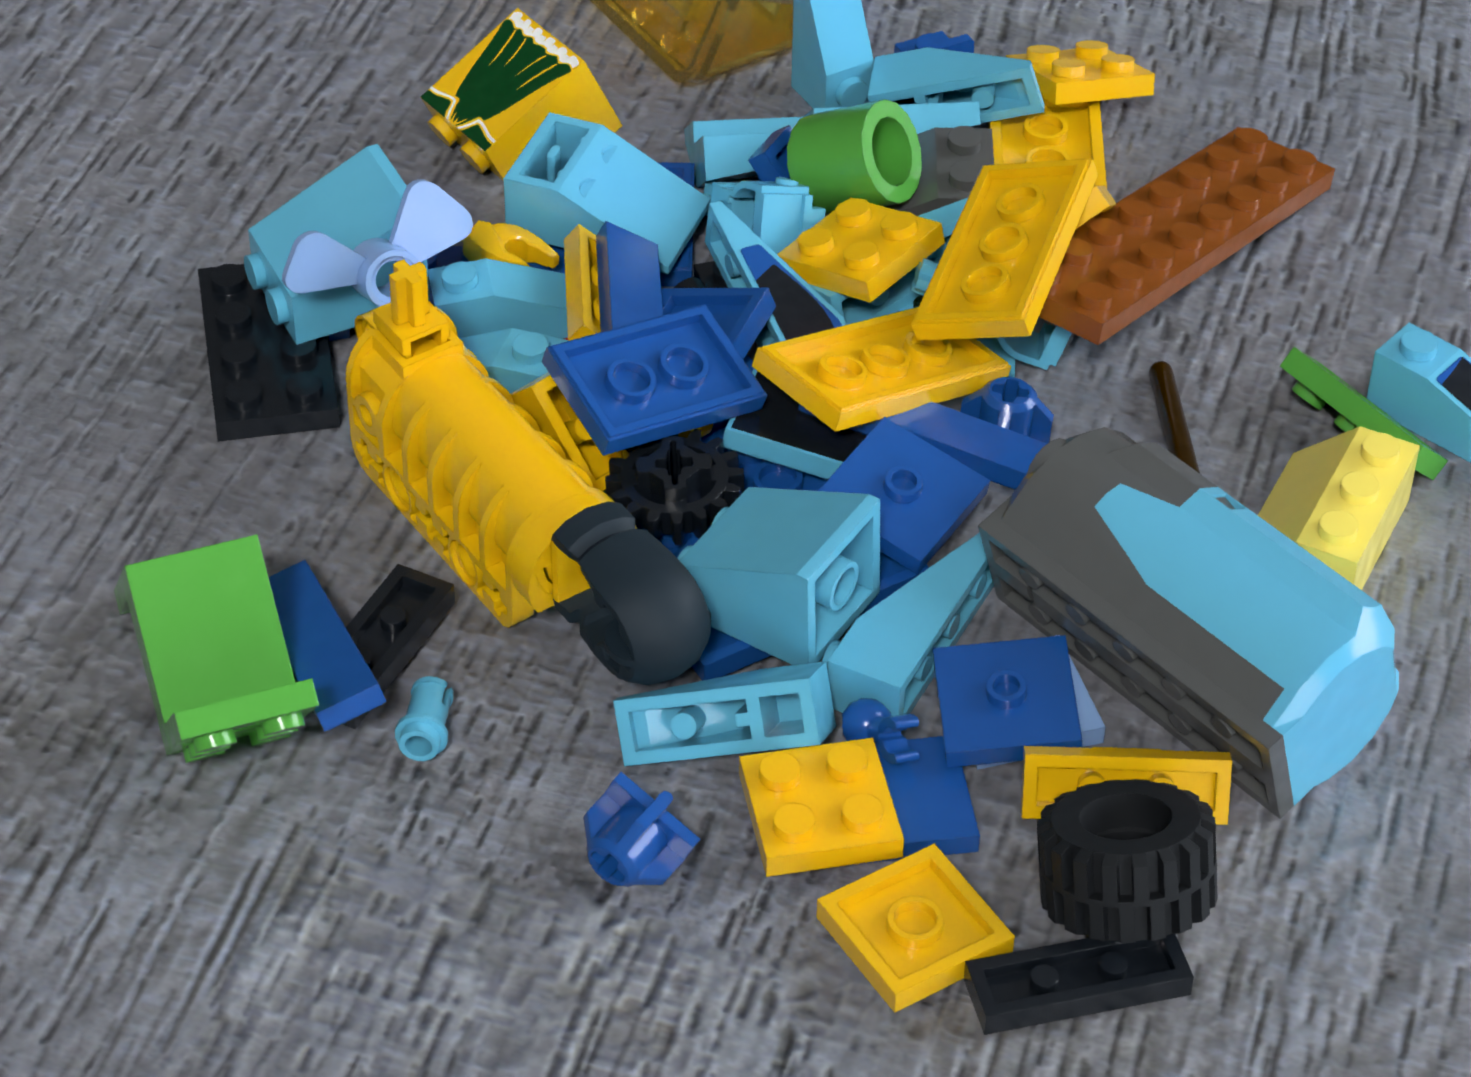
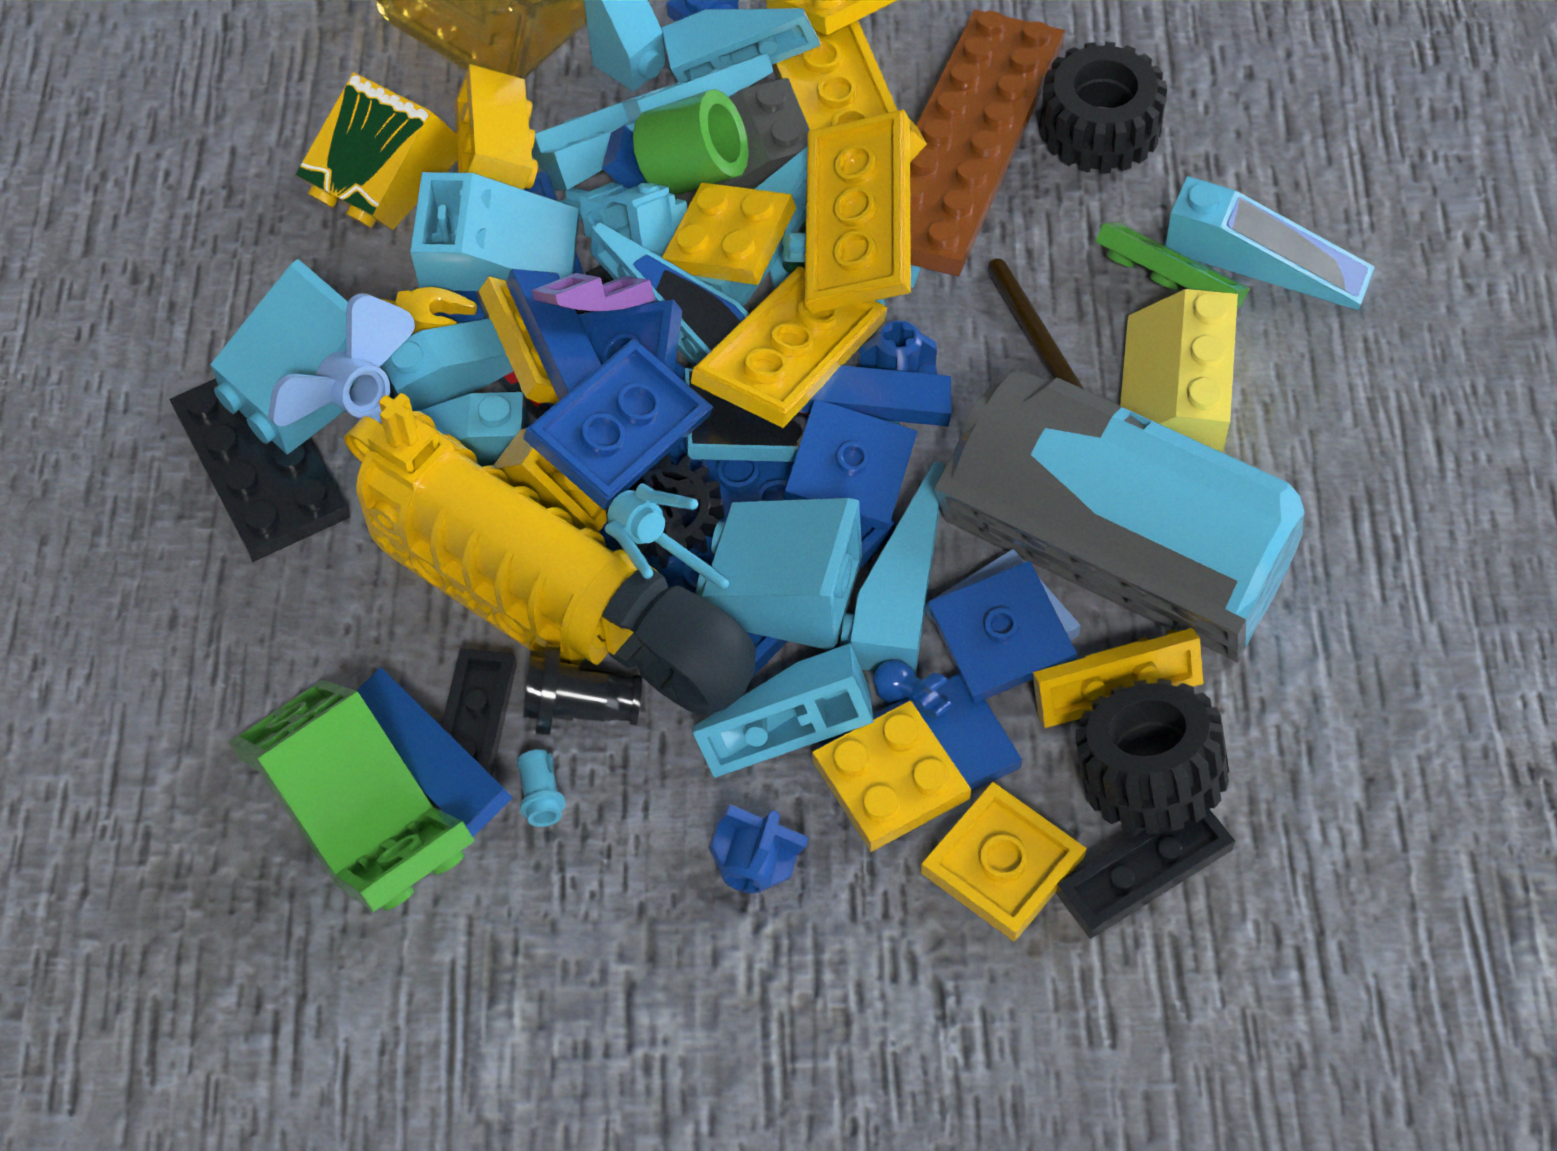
camera: 15 degrees left, 15 degrees up
(494, 631) = (572, 692): none -> black piece
(637, 471) = (639, 520): none -> medium azure plant
(655, 101) = (494, 128): none -> yellow brick
(675, 262) = (589, 293): none -> medium lavender slope
(1344, 245) = (1107, 79): none -> black tyre

